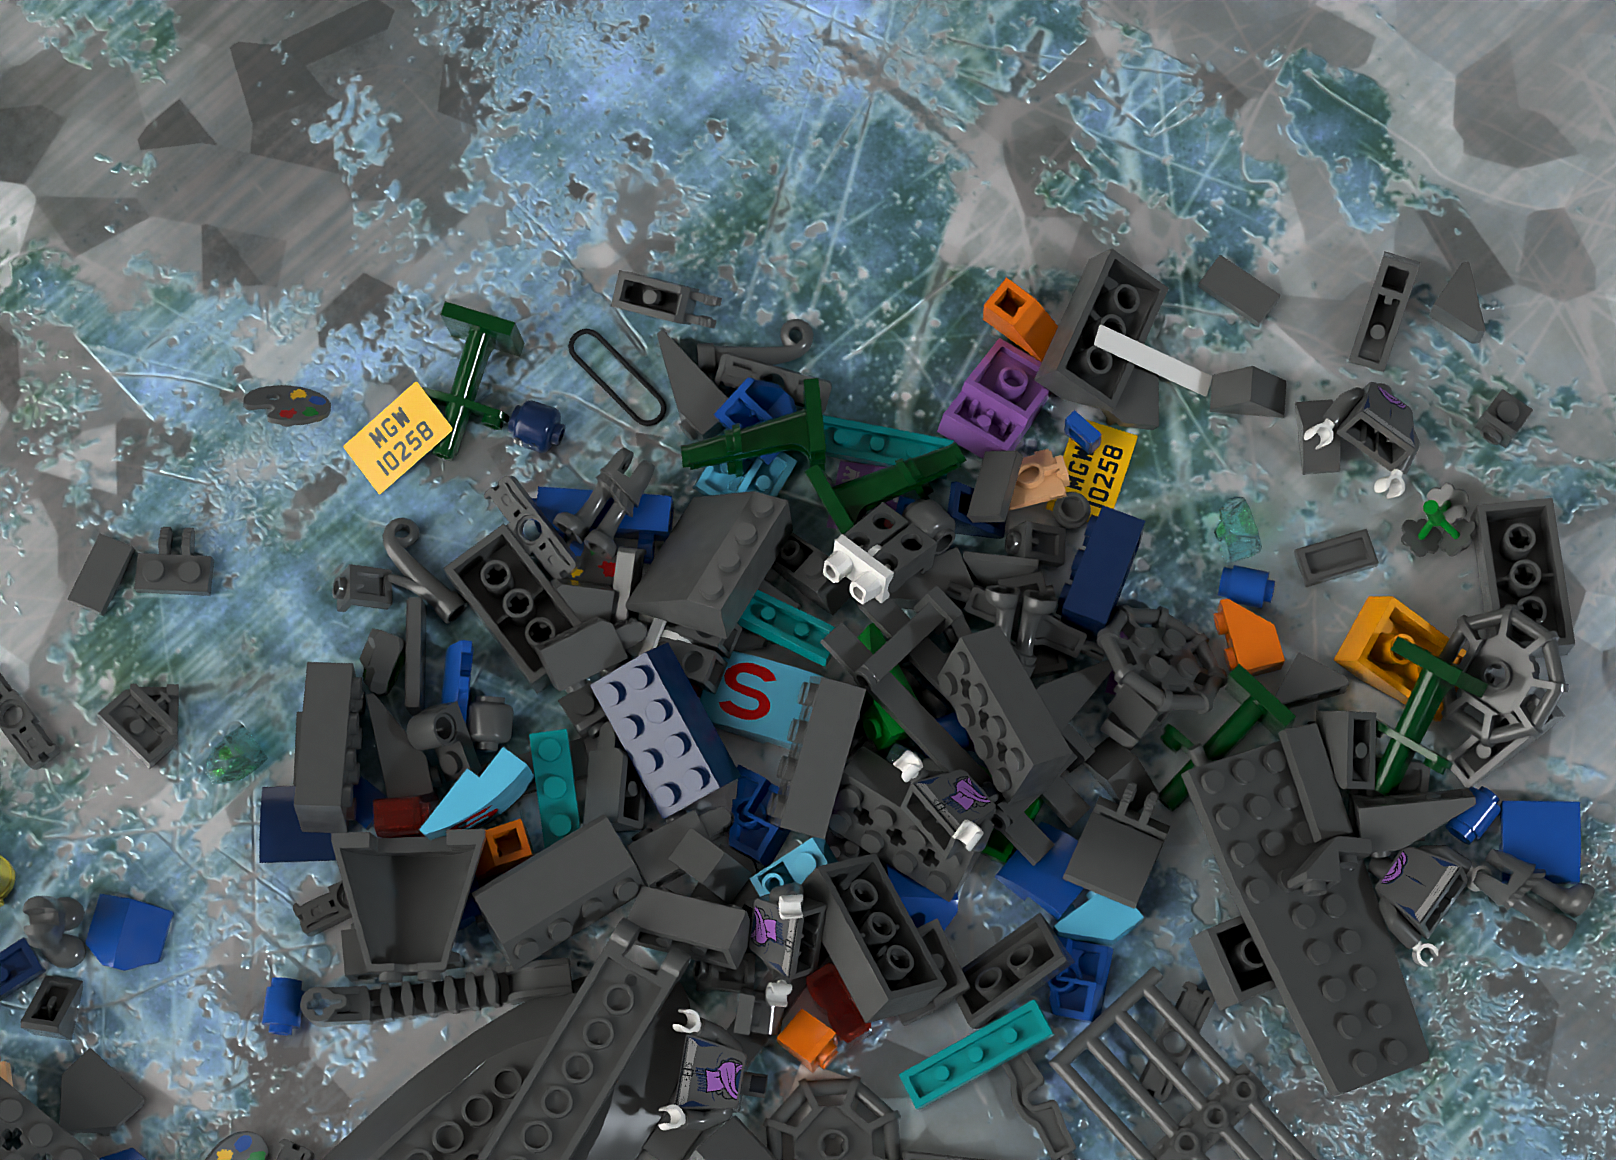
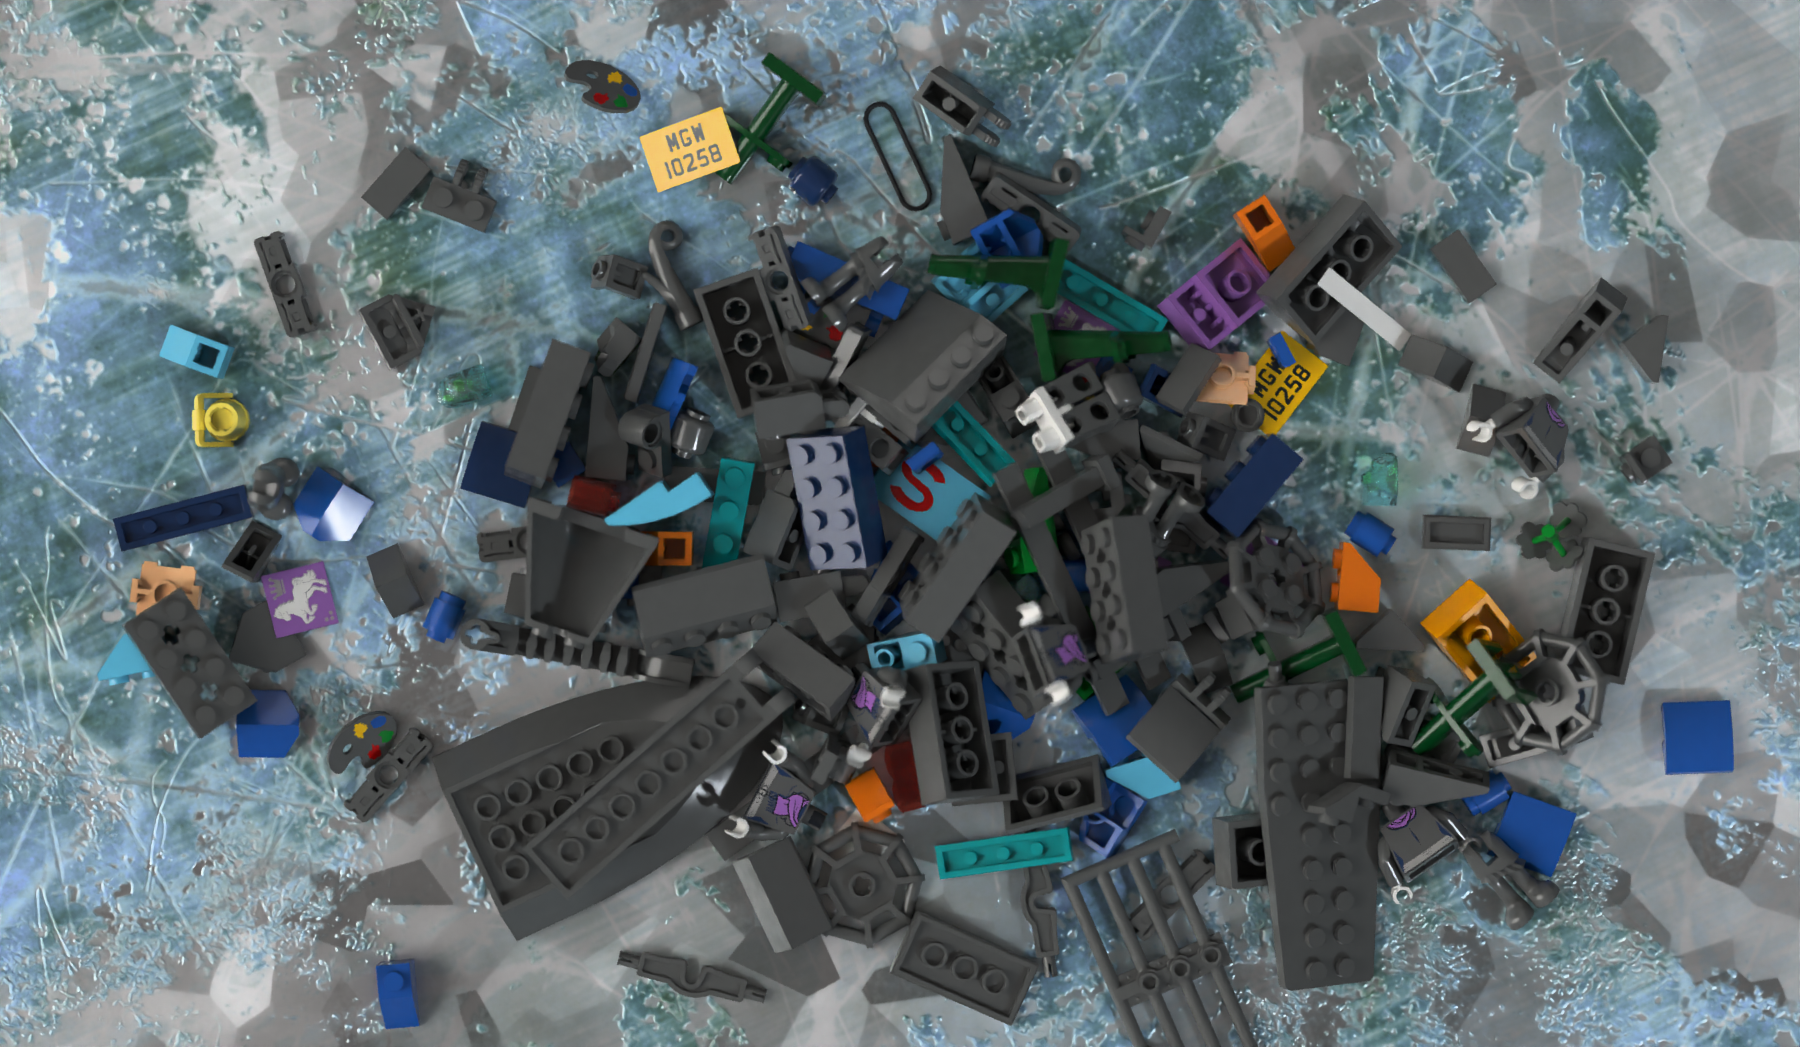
camera: 10 degrees right, 15 degrees up
(120, 1042) = (299, 599): none -> medium lavender sticker
(219, 988) = (394, 581): none -> dark grey slope
(745, 657) = (925, 458): none -> blue tile
(747, 797) = (887, 576): none -> dark grey piece
(904, 354) = (1152, 224): none -> dark grey bracket

